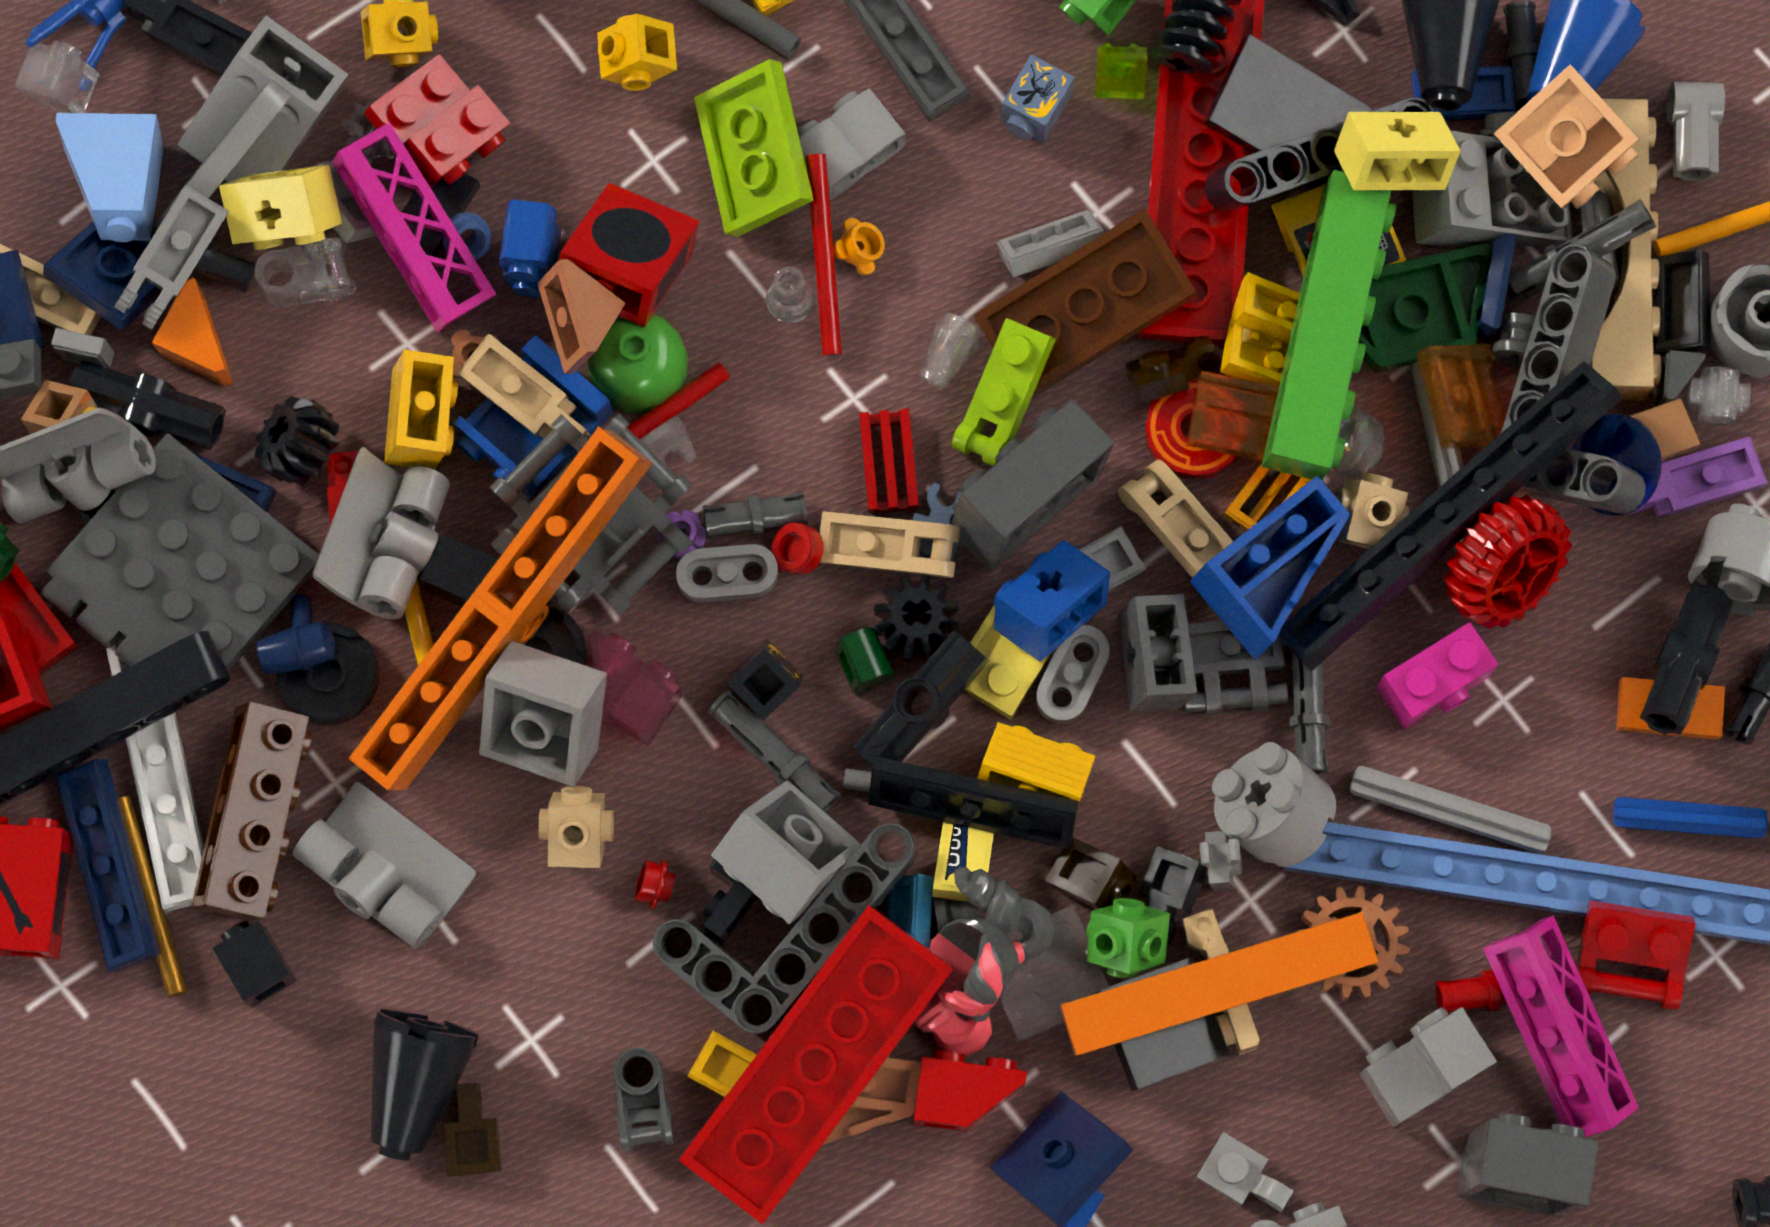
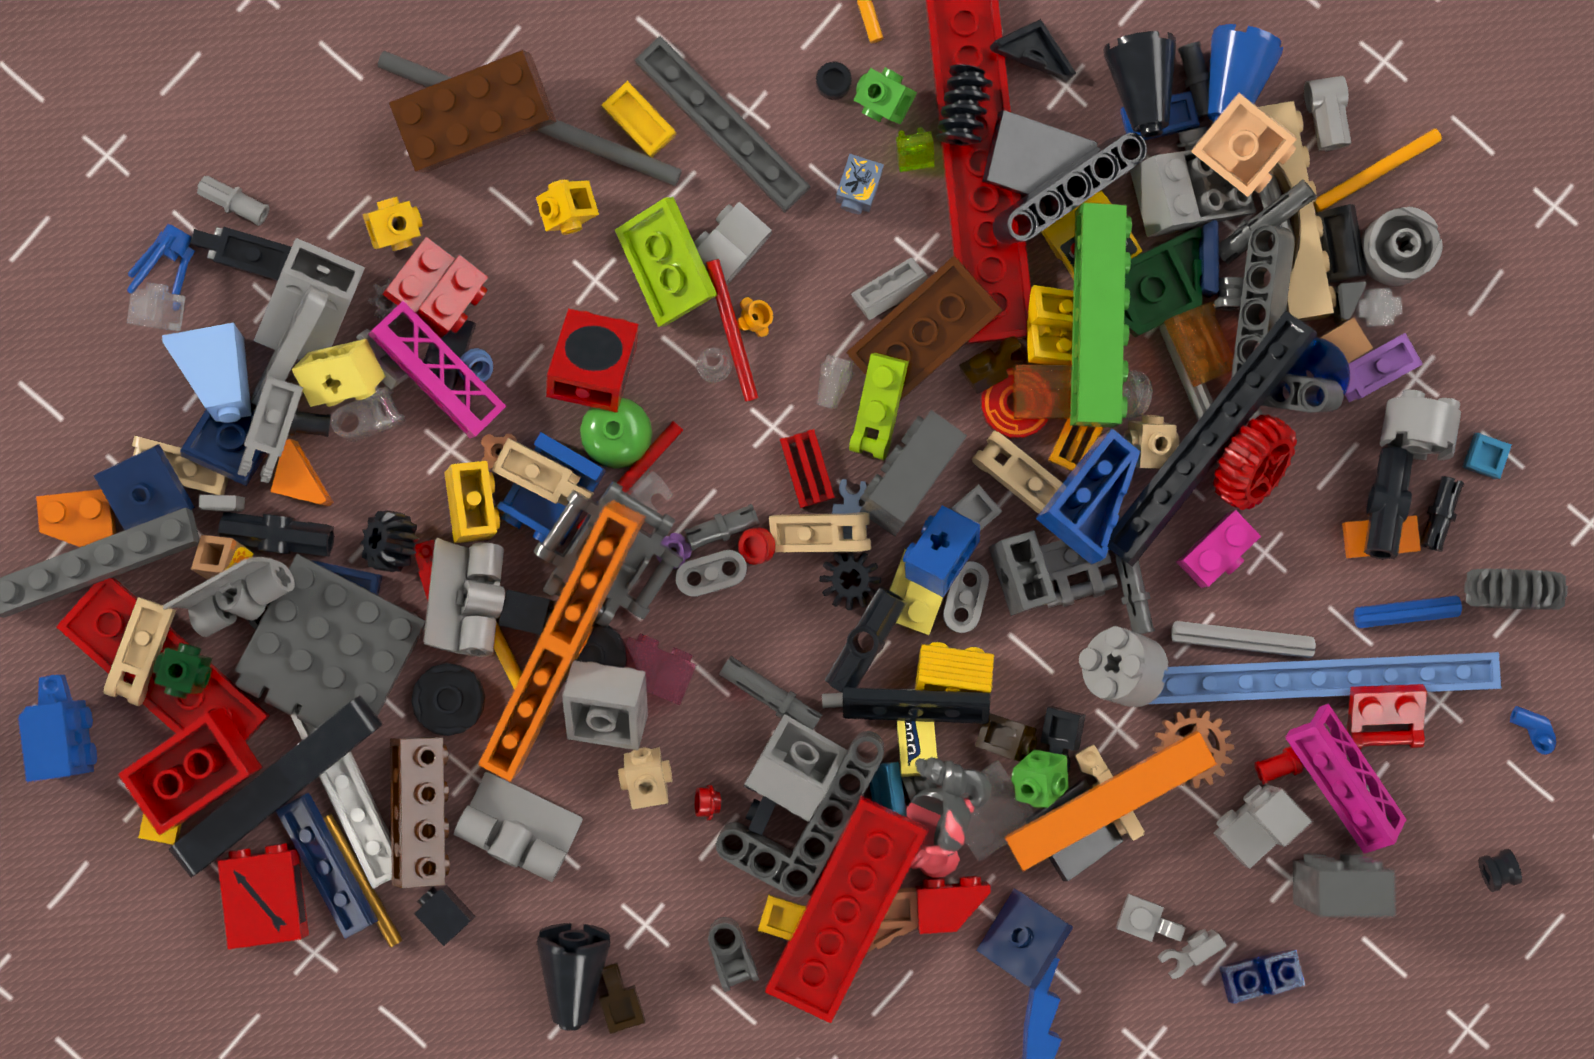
camera: 15 degrees left, 10 degrees up
(299, 646) = (425, 688): dark blue piece -> none
(529, 245) = (523, 369): blue brick -> none
(577, 312) = (569, 415): nougat slope -> none
(765, 679) = (754, 646): black brick -> none
(863, 660) = (819, 616): dark green brick -> none
(1222, 859) = (1093, 709): light grey plate -> none
(1397, 150) = (1126, 180): light yellow brick -> none

